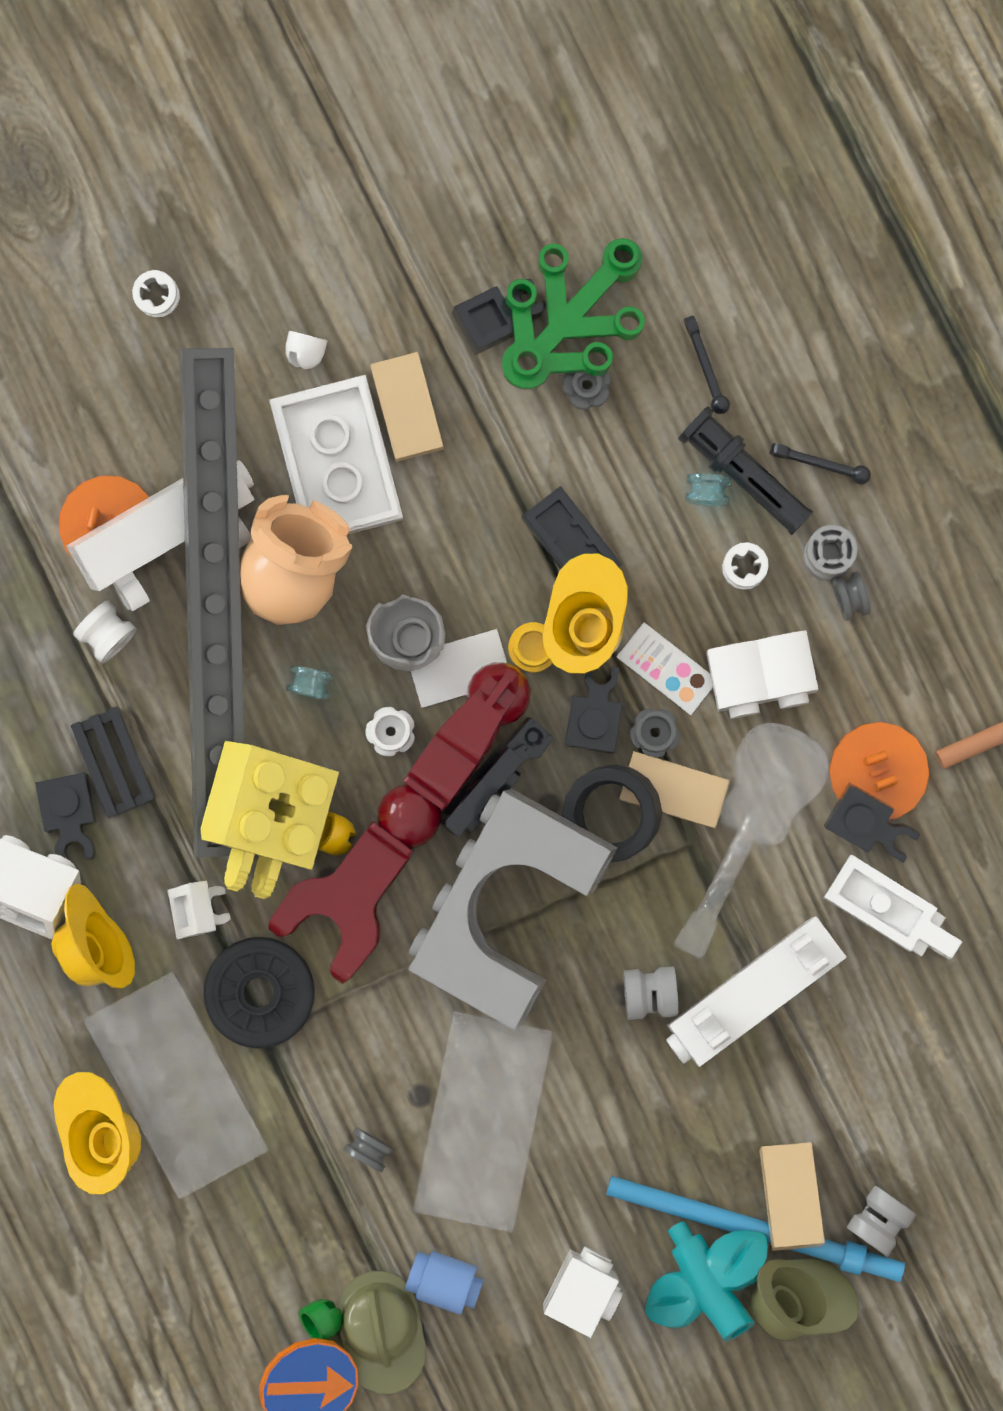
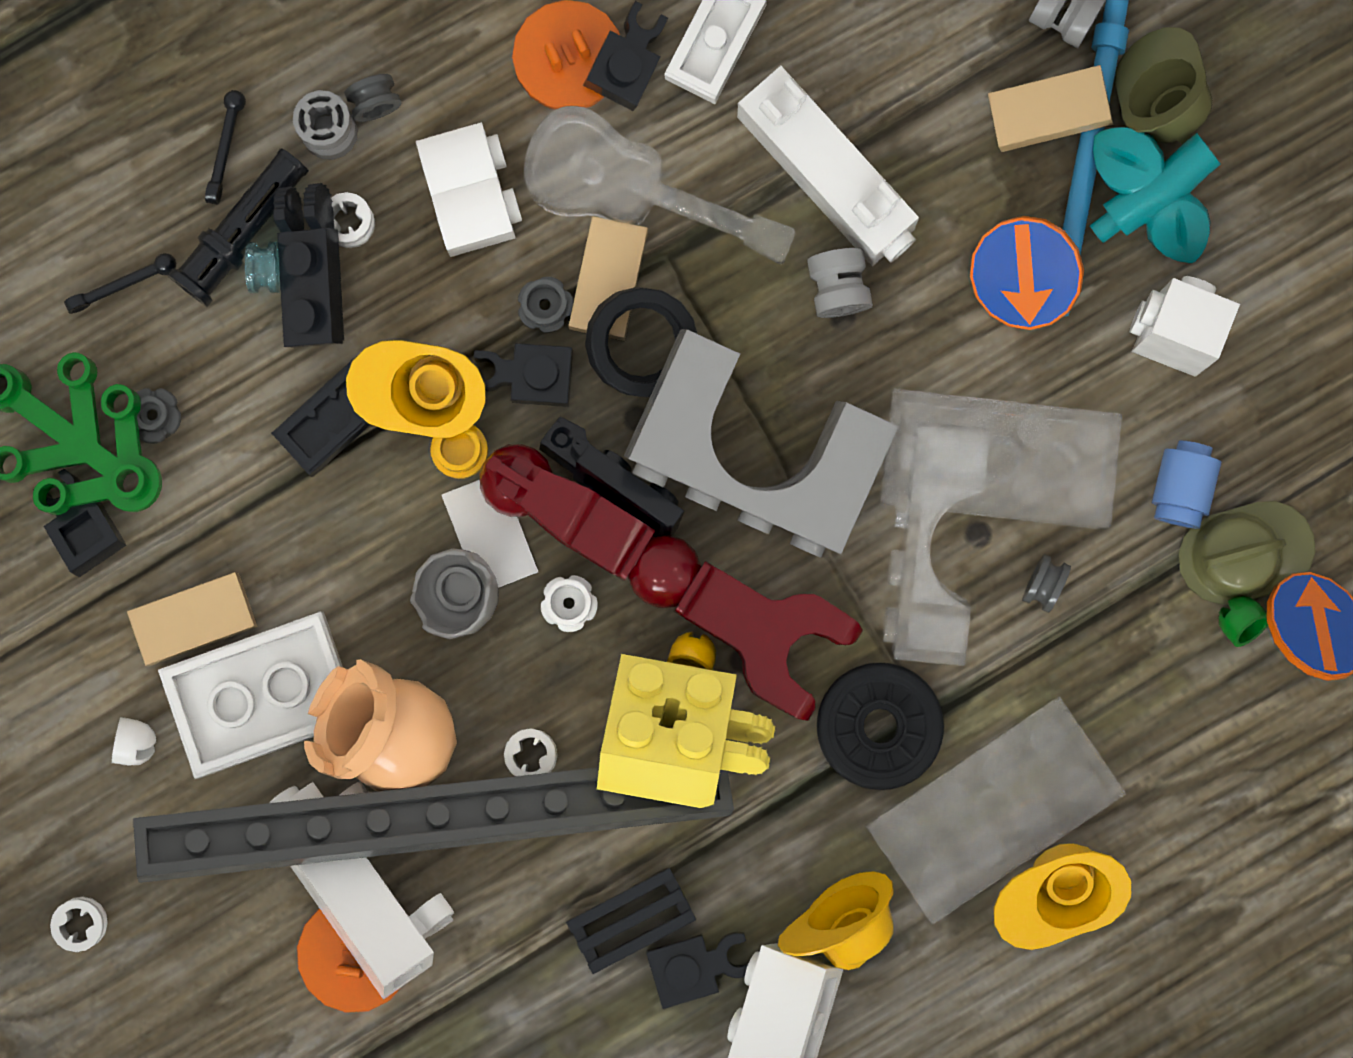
camera: 85 degrees left, 0 degrees up
(105, 631) = (480, 944): white wheel -> none
(193, 909) = (793, 809): white tile -> none
(271, 675) = (514, 746): none -> white bush
(310, 683) = (520, 699): clear light blue bush -> none
(472, 1068) = (944, 468): none -> clear arch
(644, 1159) = (1027, 272): none -> blue piece
(666, 668) = (471, 299): white sticker -> none
(703, 529) = (309, 267): none -> black hinge

